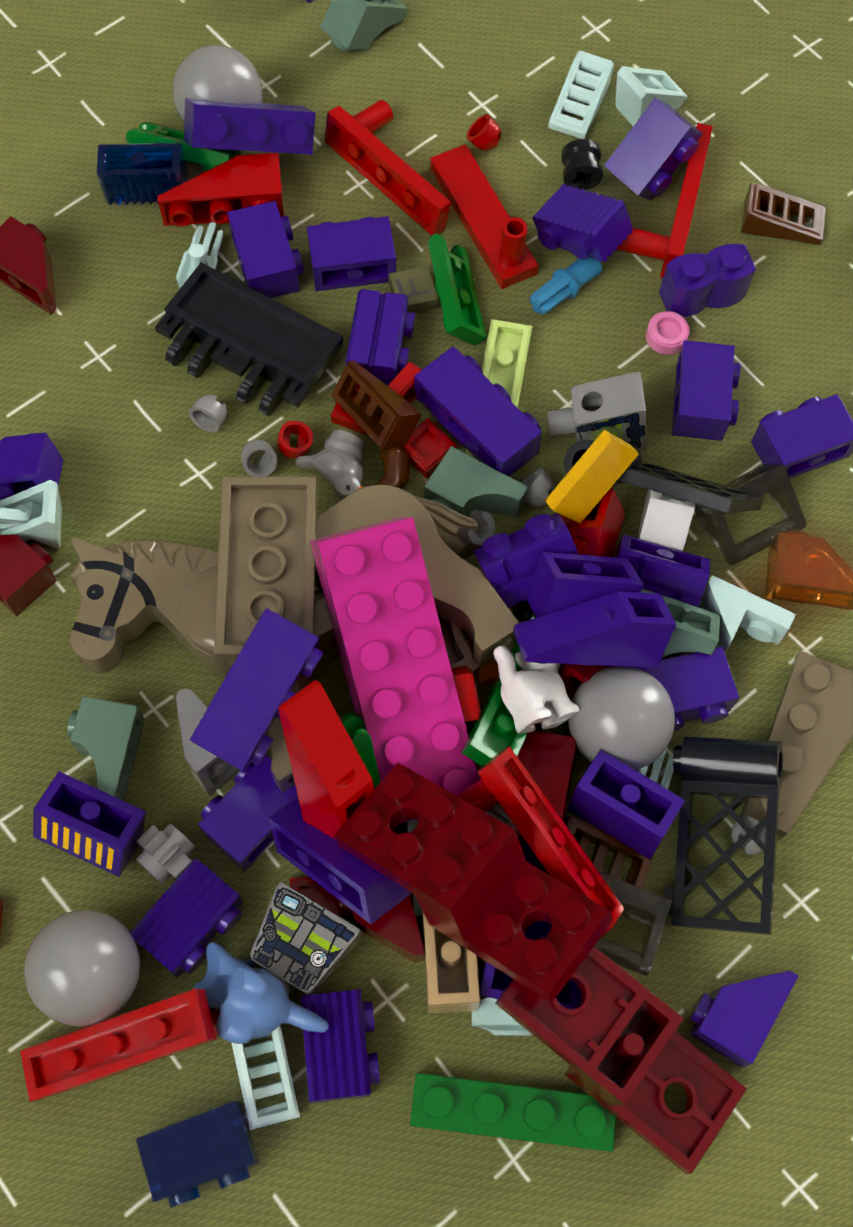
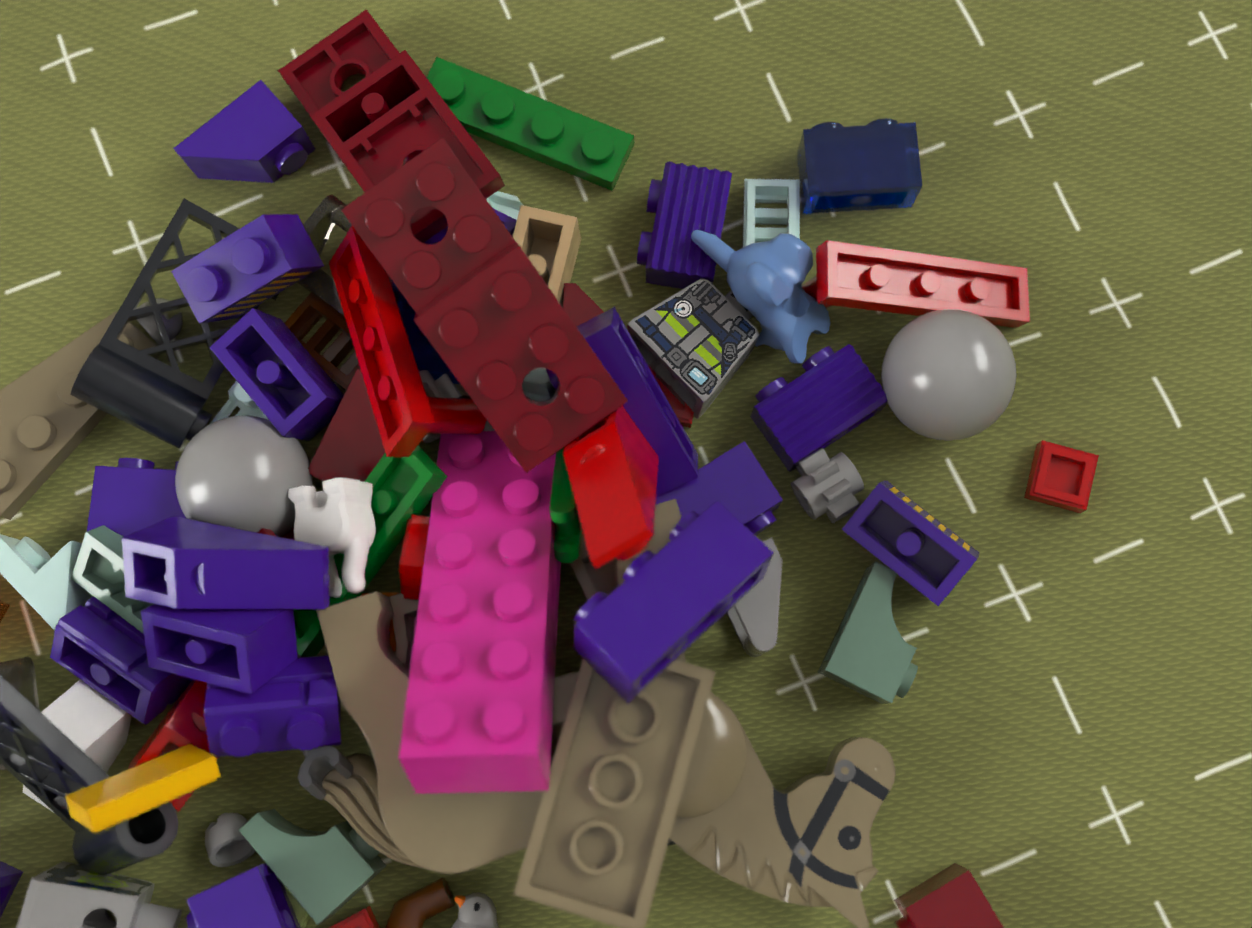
camera: 155 degrees left, 10 degrees up
(683, 877) = (247, 267): none -> dark purple brick

